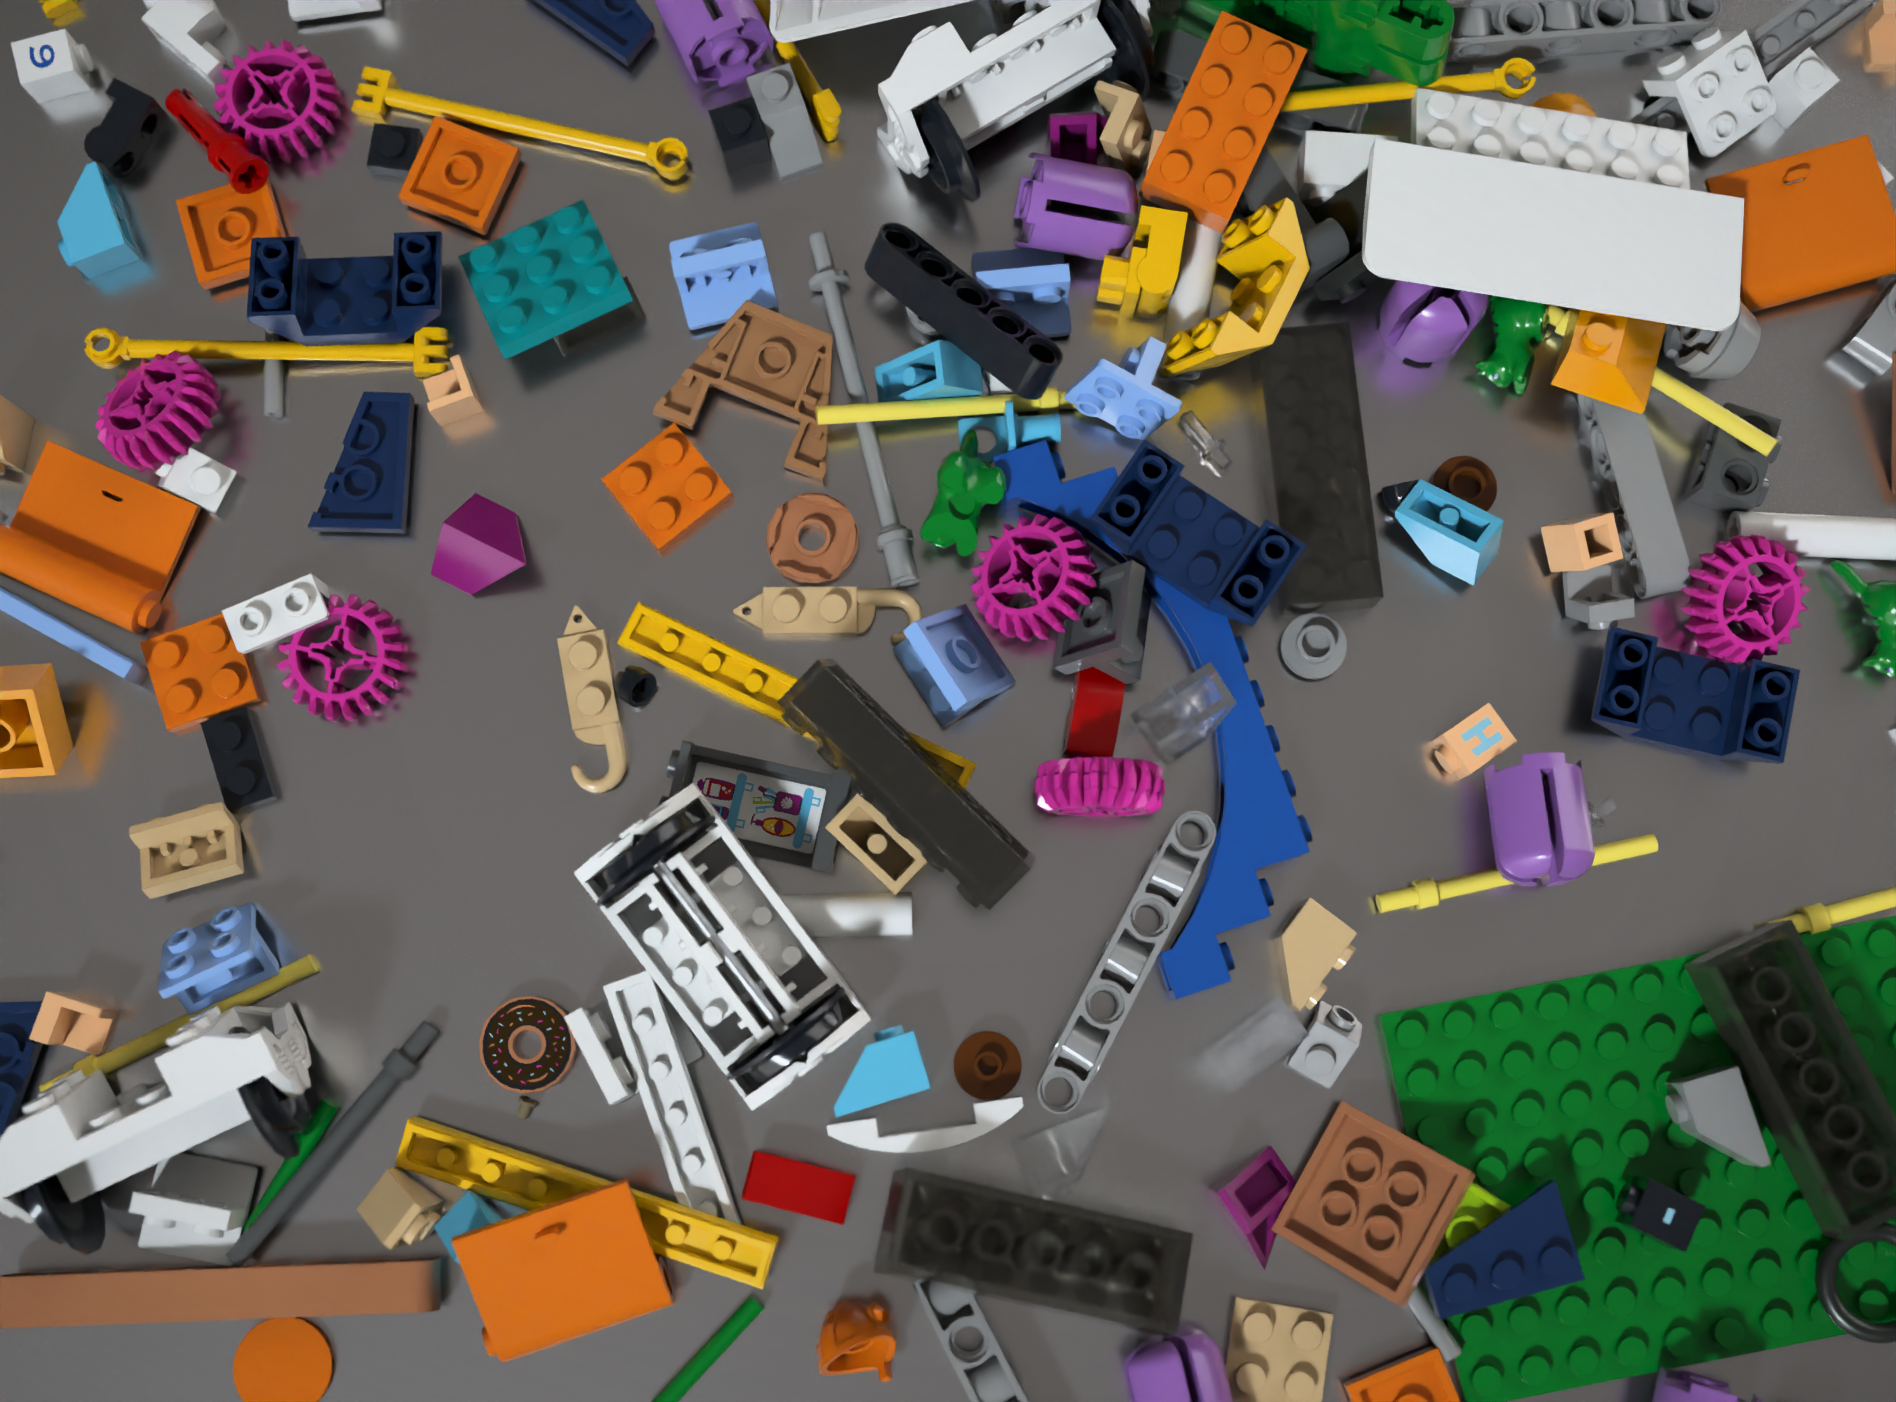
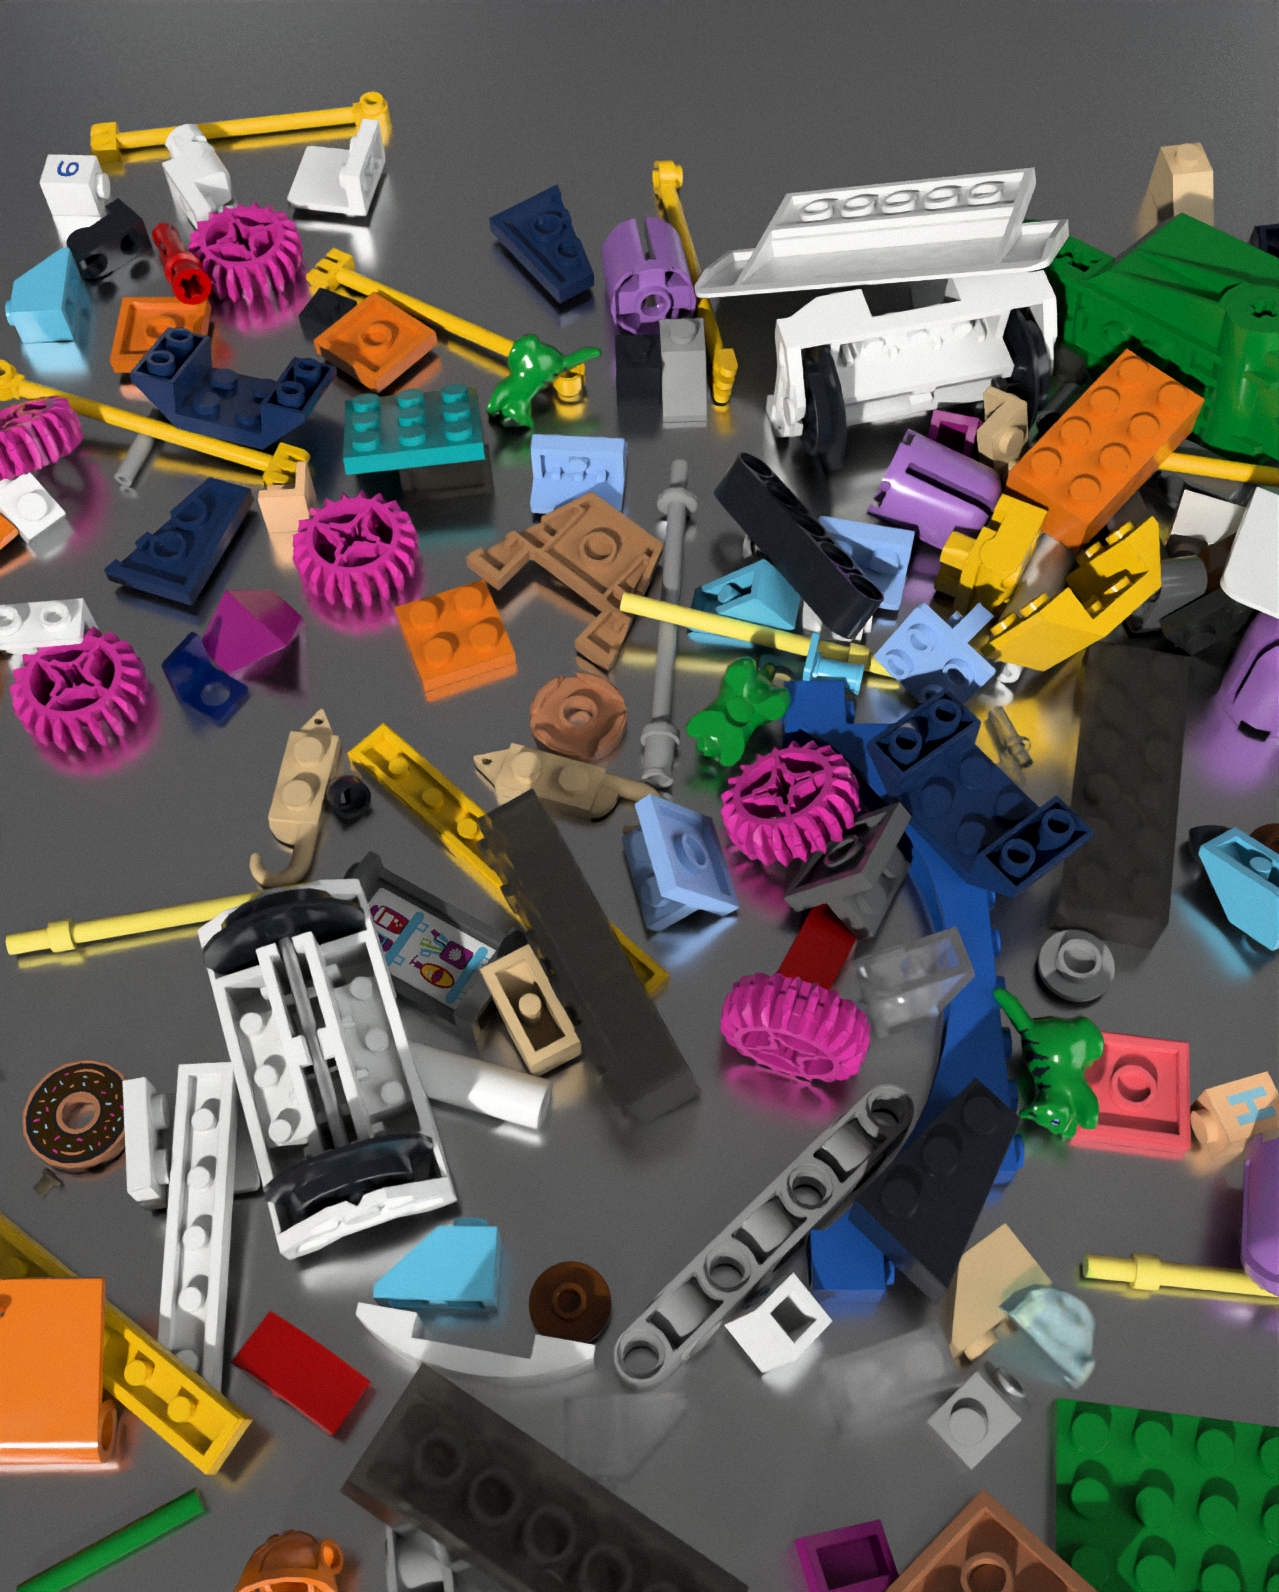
camera: 20 degrees right, 20 degrees down
(441, 606) = (192, 674): none -> clear blue bracket
(441, 894) = (65, 934): none -> light yellow bar
(503, 422) = (362, 562): none -> dark pink gear
(638, 175) = (532, 369): none -> green animal
(1156, 1032) = (778, 1323): none -> white brick
(1255, 893) = (936, 1188): none -> black wedge
(1319, 743) = (1057, 1058): none -> green animal
(1367, 963) = (1056, 1325): none -> clear light blue tile
(1382, 742) = (1141, 1093): none -> coral tile

